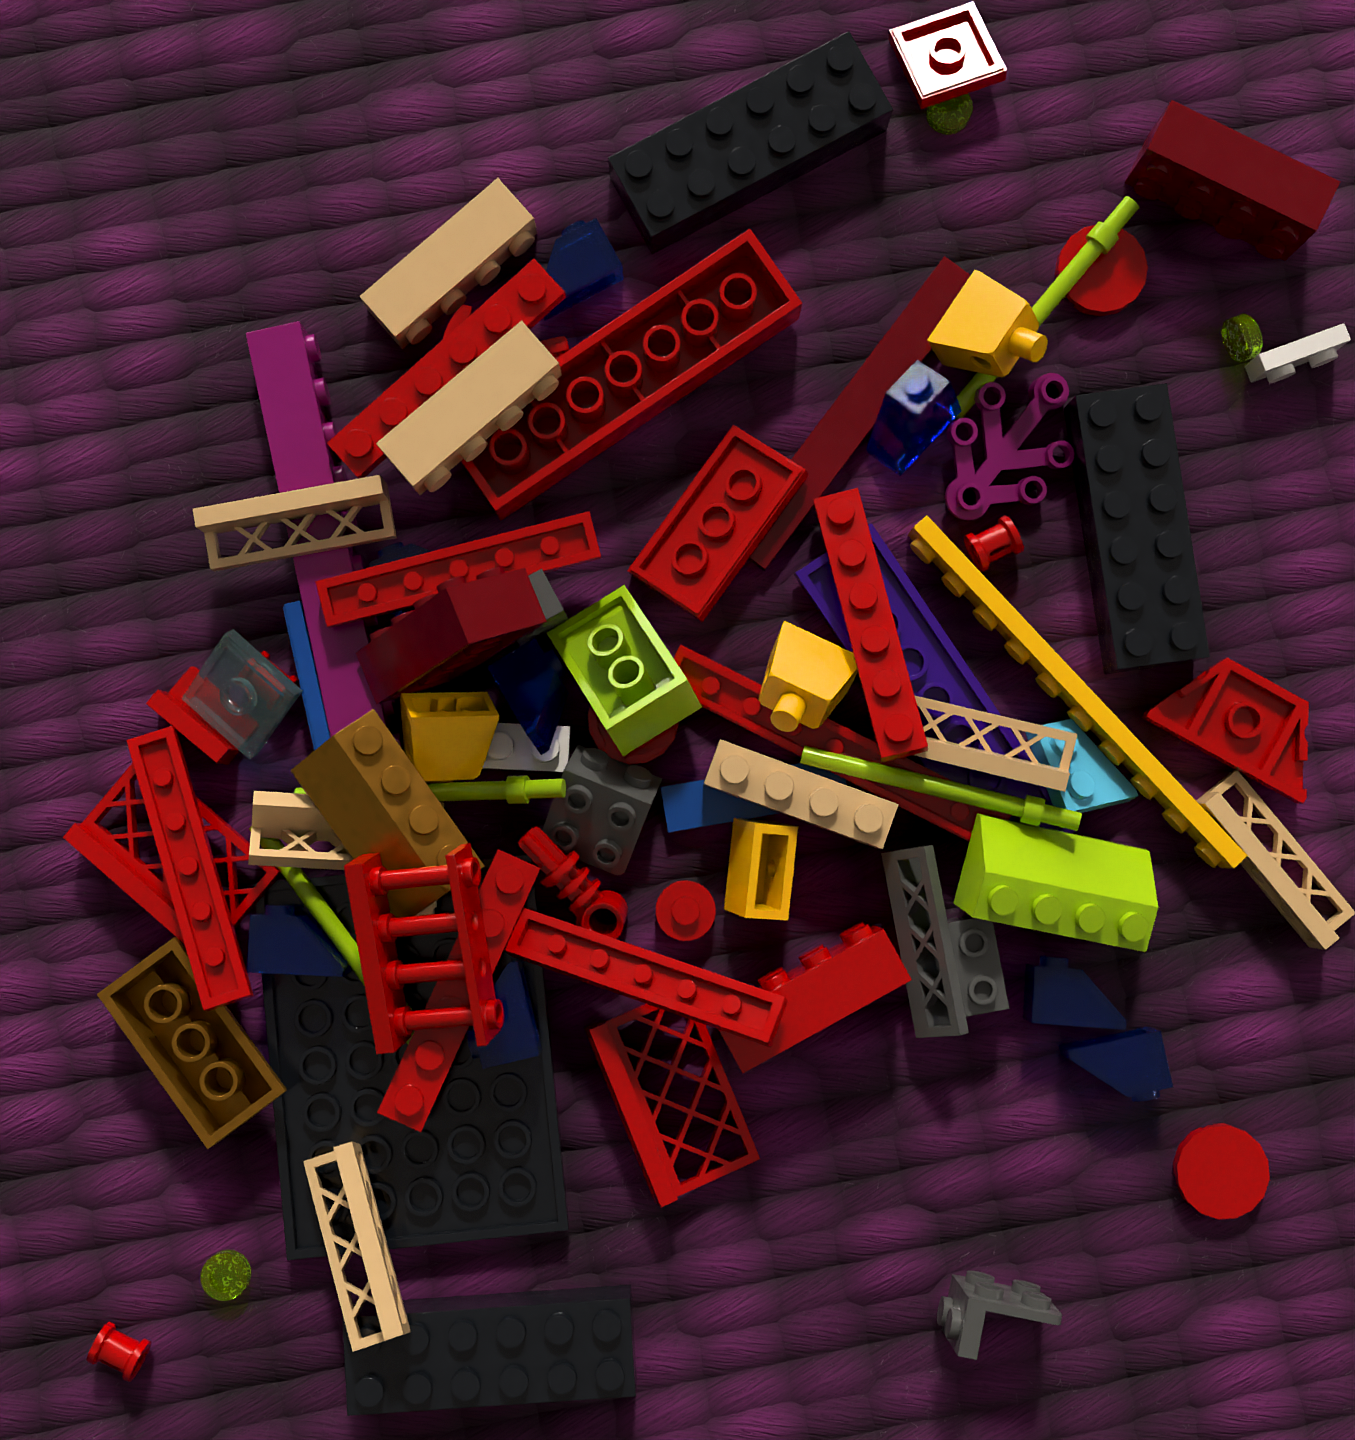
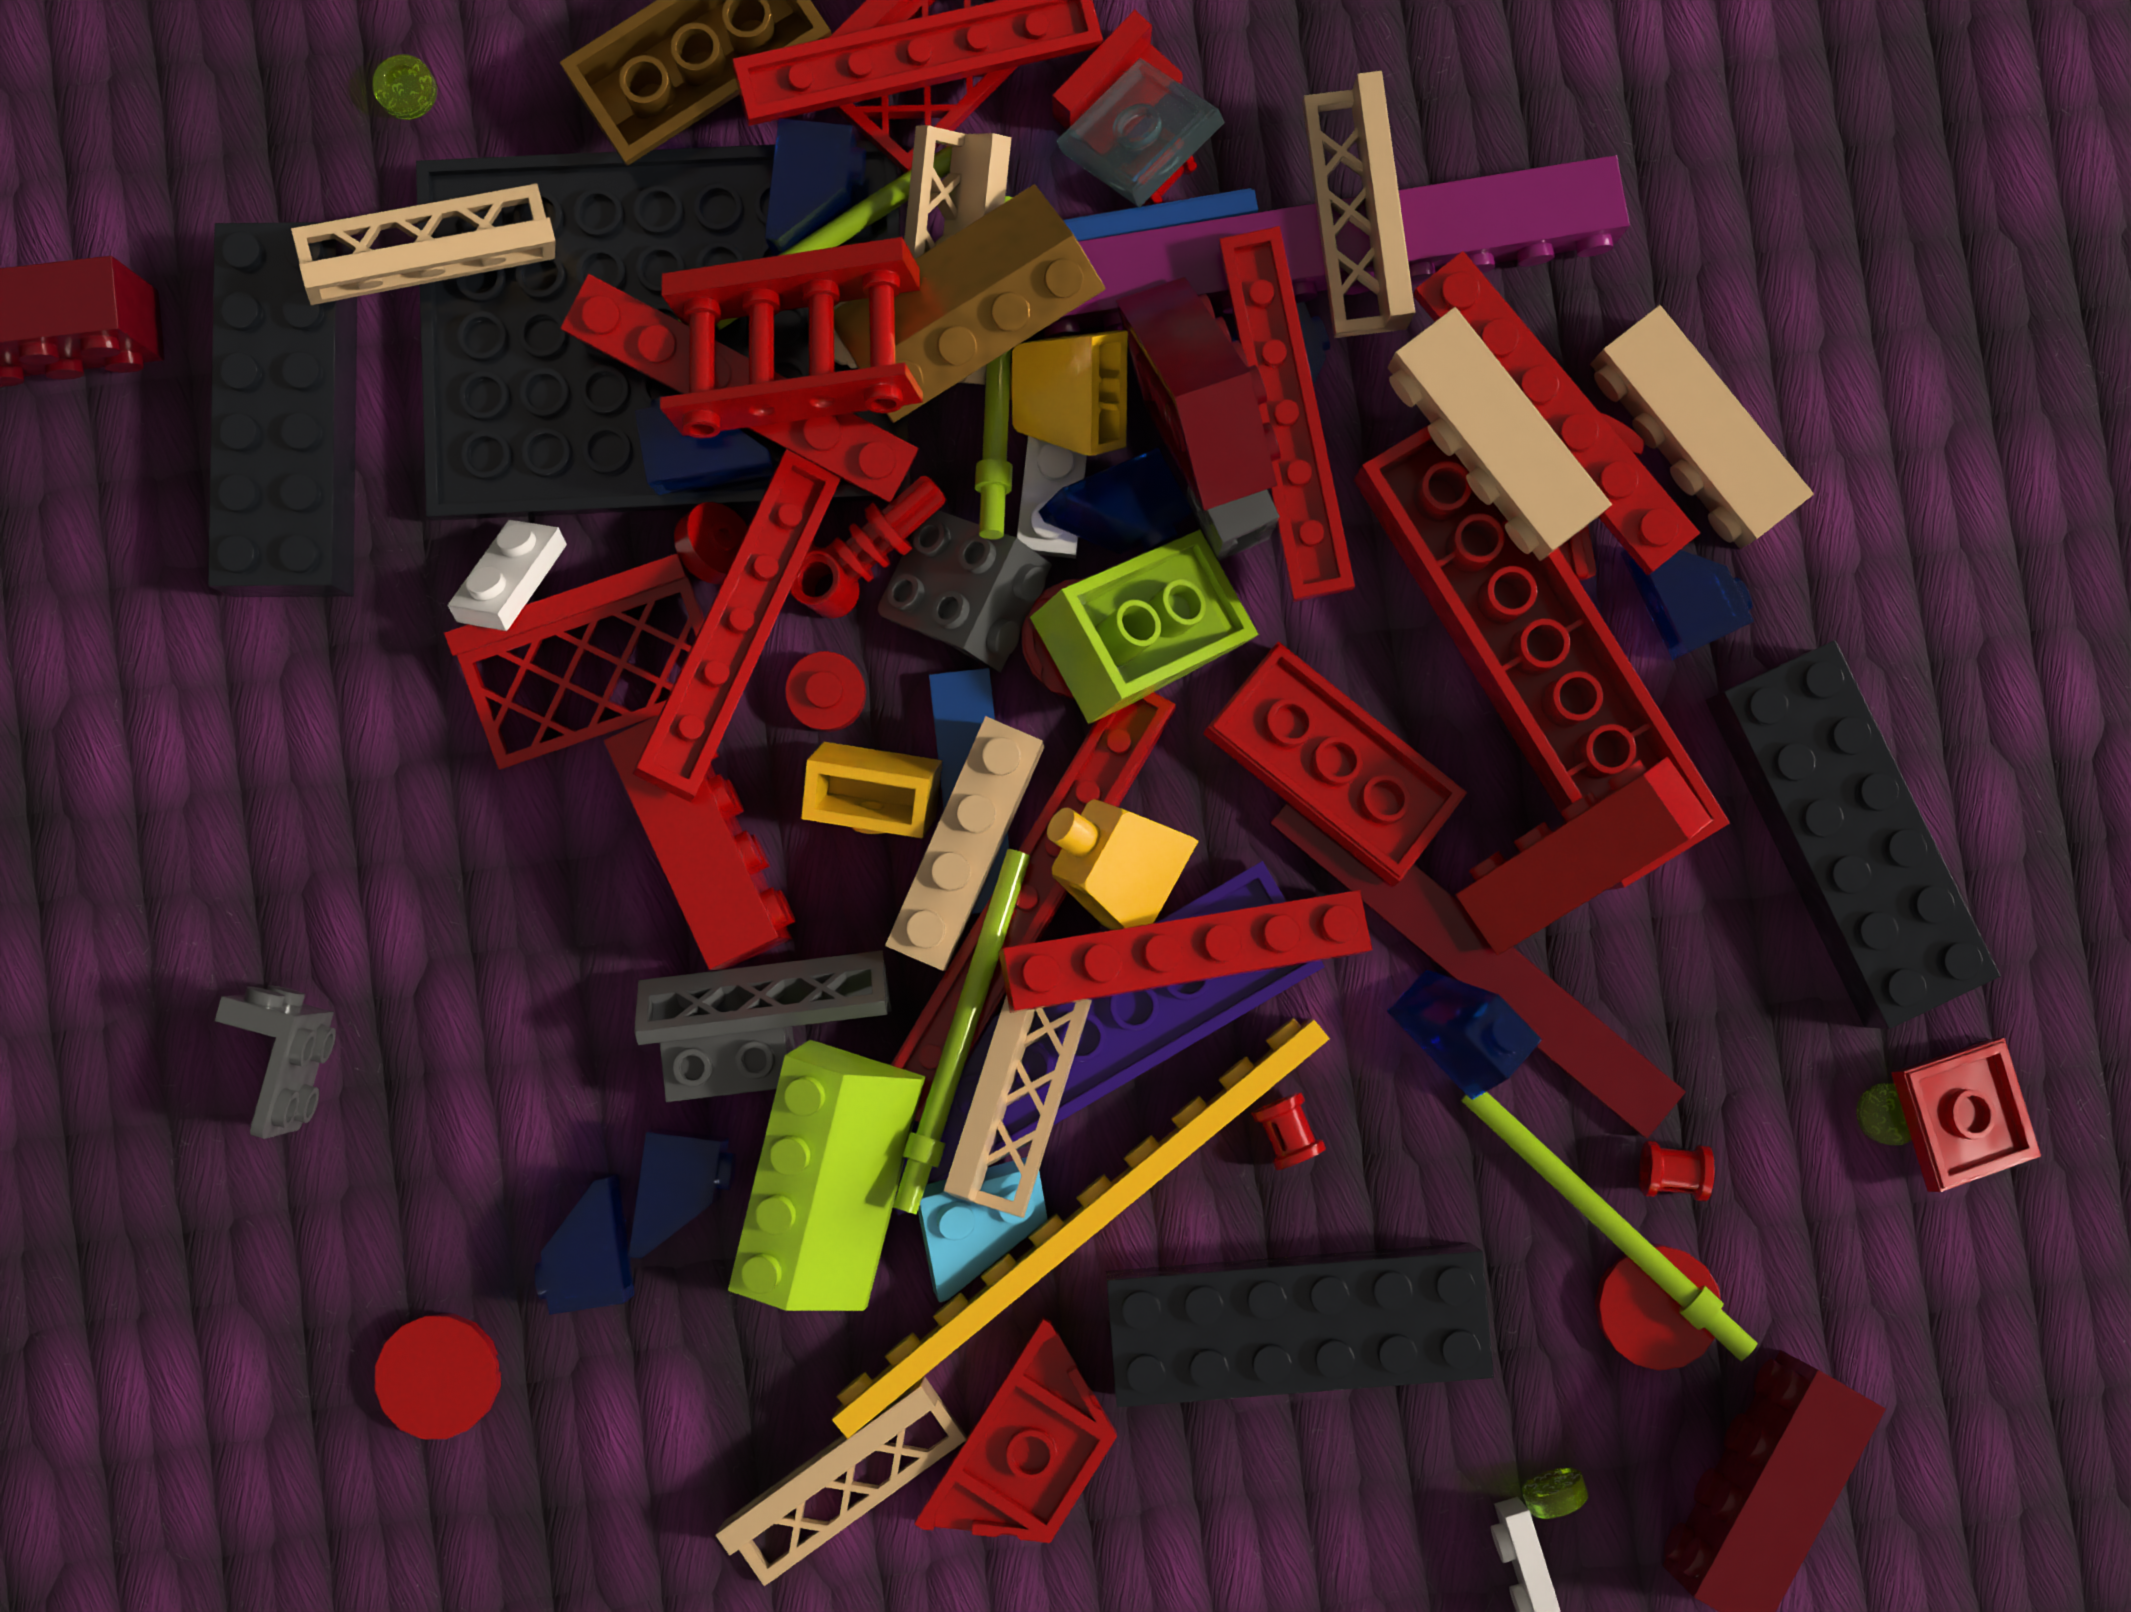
camera: 95 degrees right, 0 degrees up
(576, 1005) = (708, 540): none -> red wheel
(612, 1161) = (507, 575): none -> white plate
(782, 332) = (1583, 856): none -> red brick
(987, 329) = (1579, 1139): yellow torso -> none
(1002, 451) = (1413, 1151): magenta plant -> none
(1004, 257) = (1676, 1171): none -> red bush

